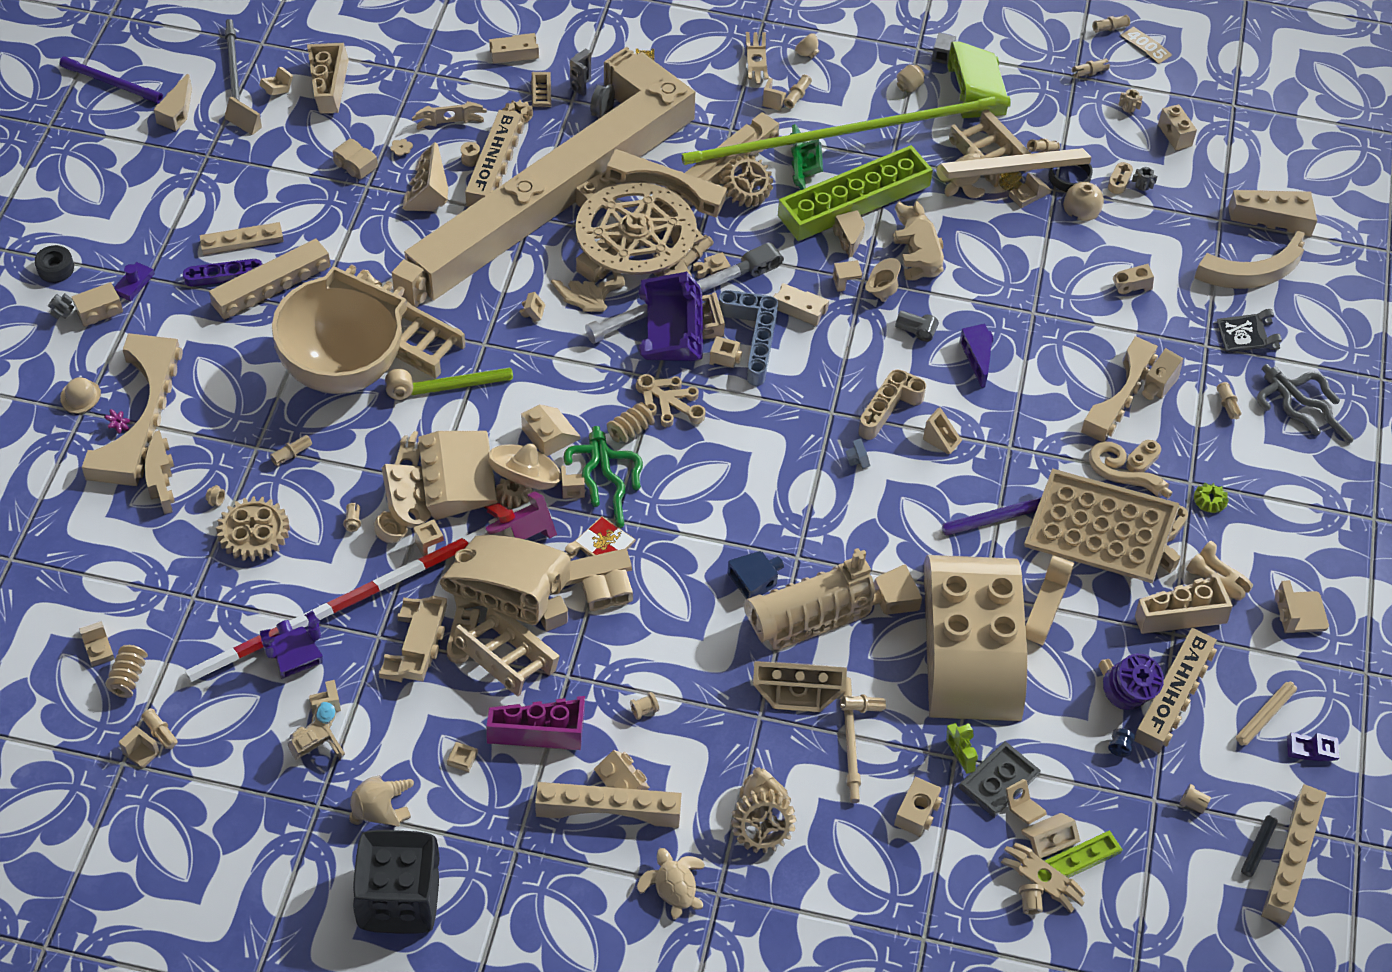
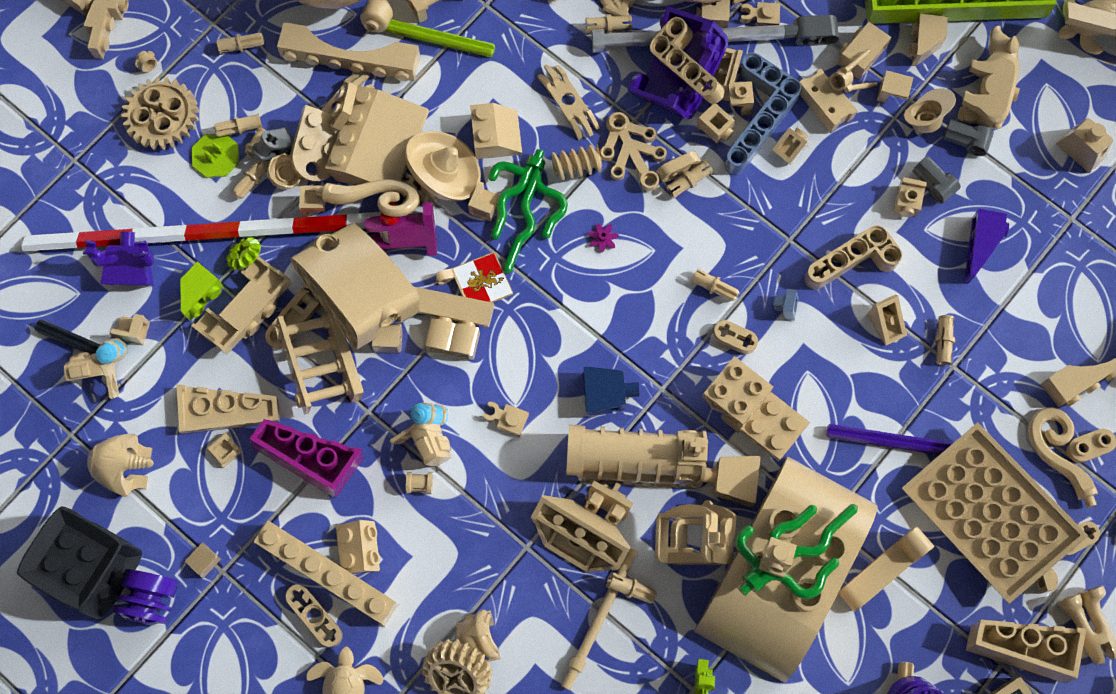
camera: 30 degrees right, 20 degrees up
(267, 731) = (66, 337): none -> black axle
(318, 543) = (215, 155): none -> lime piece
(327, 510) = (238, 125): none -> tan axle
(348, 429) = (394, 60): none -> tan arch
(362, 544) = (250, 179): none -> tan axle
(367, 644) = (197, 289): none -> lime slope
(369, 509) = (273, 144): none -> dark grey piece
(398, 597) = (243, 253): none -> lime gear
(416, 454) = (343, 108): none -> tan plate
(434, 730) = (211, 409): none -> tan wing
(466, 887) = (145, 596): none -> dark purple wheel
(494, 846) = (202, 560): none -> tan slope
(497, 500) = (348, 194): none -> tan plant
(595, 315) = (608, 23): none -> tan pin
(597, 844) = (296, 606): none -> tan beam
(606, 389) = (571, 112): none -> tan piece
(631, 662) = (427, 433): none -> tan piece
(683, 470) = (603, 241): none -> magenta plant
(689, 629) = (510, 419): none -> tan plate
(705, 320) = (688, 67): none -> tan beam
(714, 394) = (677, 166): none -> tan beam
(727, 400) = (689, 179): none -> tan pin
(735, 325) = (741, 96): none -> tan bracket
(792, 344) = (791, 144): none -> tan bracket
(794, 465) = (714, 285): none -> tan axle
(806, 281) = (843, 77): none -> tan plant
(806, 650) = (609, 500): none -> tan hips
(807, 259) = (864, 38): none -> tan brick
(832, 495) = (733, 342): none -> tan beam
(881, 624) = (691, 514): none -> tan animal
(882, 538) = (754, 410): none -> tan piece
(904, 344) = (913, 189): none -> tan brick
(928, 285) = (975, 139): none -> dark grey piece
(963, 621) = (757, 579): none -> green plant
(967, 600) = (777, 557): none -> tan brick
(995, 435) = (945, 340): none -> tan pin
(1013, 255) = (1087, 144): none -> tan torso

